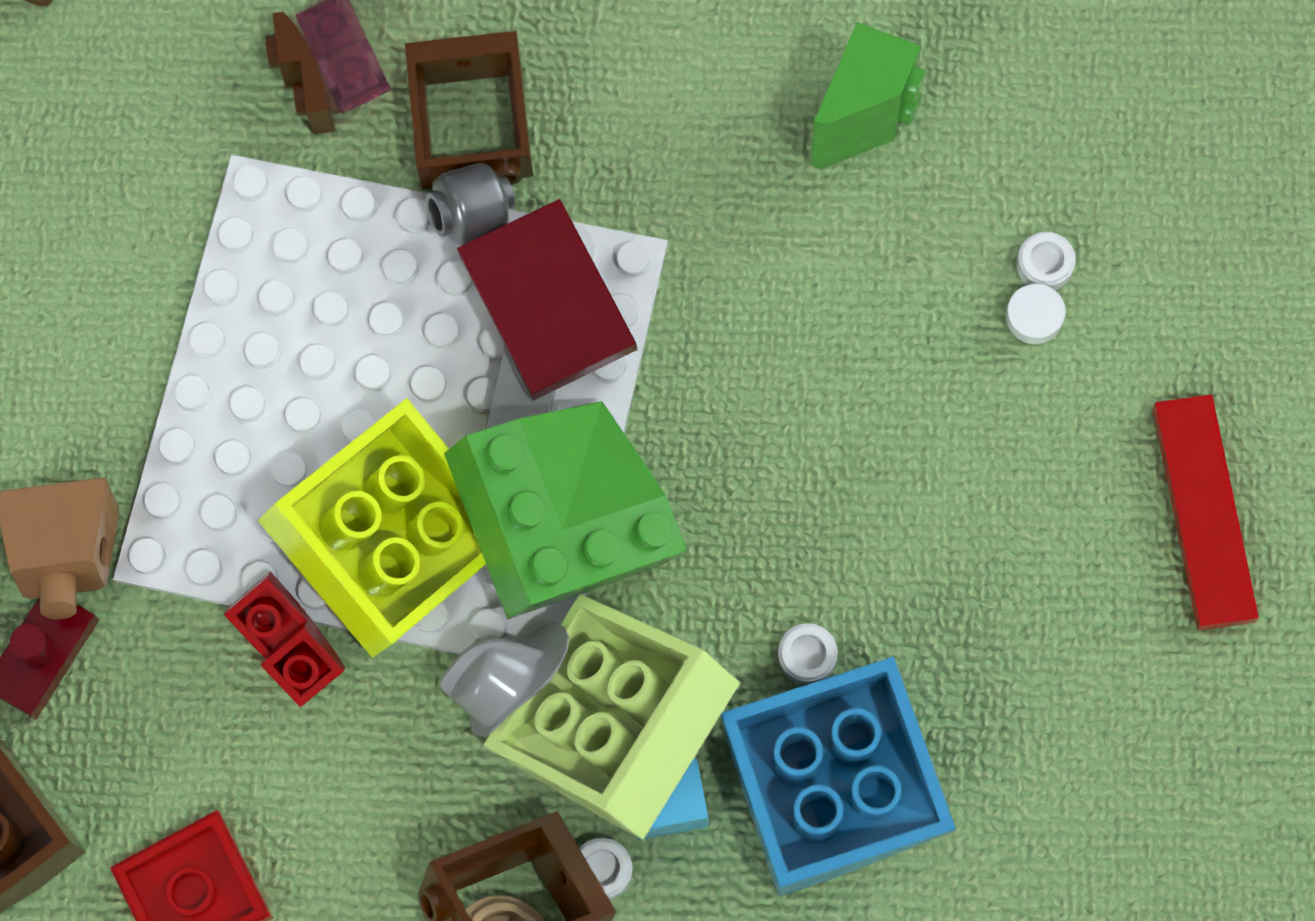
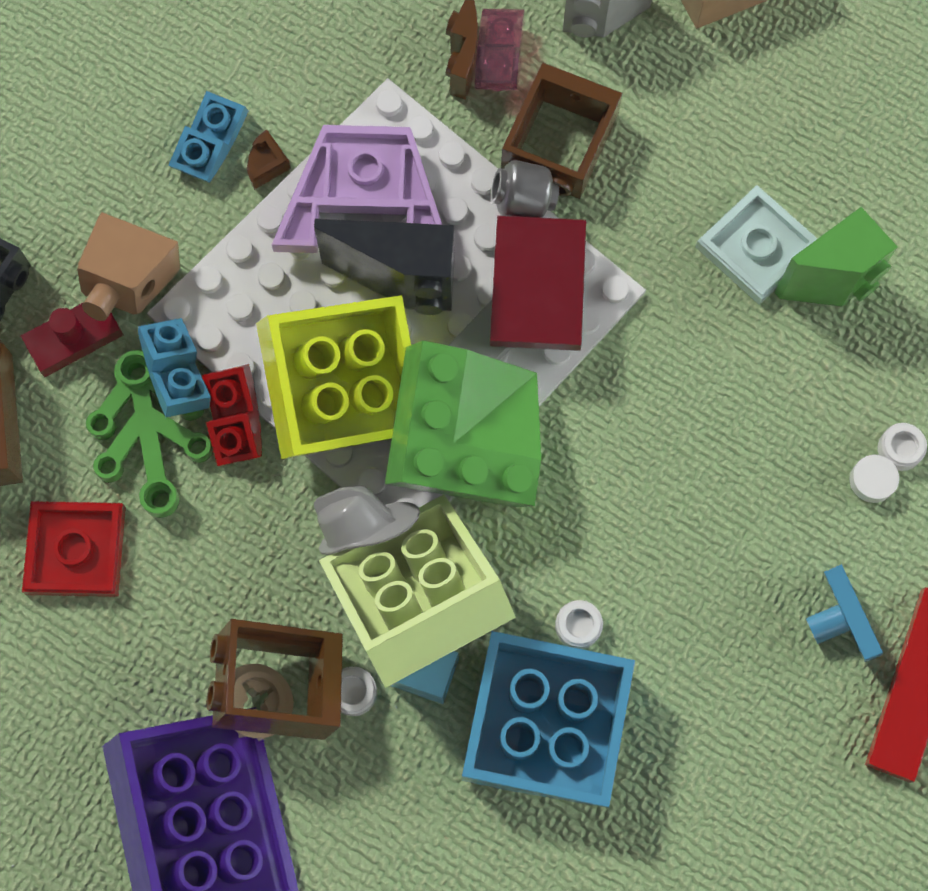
camera: 25 degrees right, 0 degrees up
(62, 336) = (210, 138): none -> dark azure slope
(145, 327) = (265, 160): none -> reddish brown tile
(184, 625) = (173, 368): none -> dark azure slope
(191, 705) = (146, 425): none -> bright green plant
(275, 281) = (360, 174): none -> lavender wing
(371, 362) = (393, 259): none -> black slope
(761, 121) = (755, 243): none -> light aqua tile
(1088, 483) = (844, 617): none -> dark azure tile

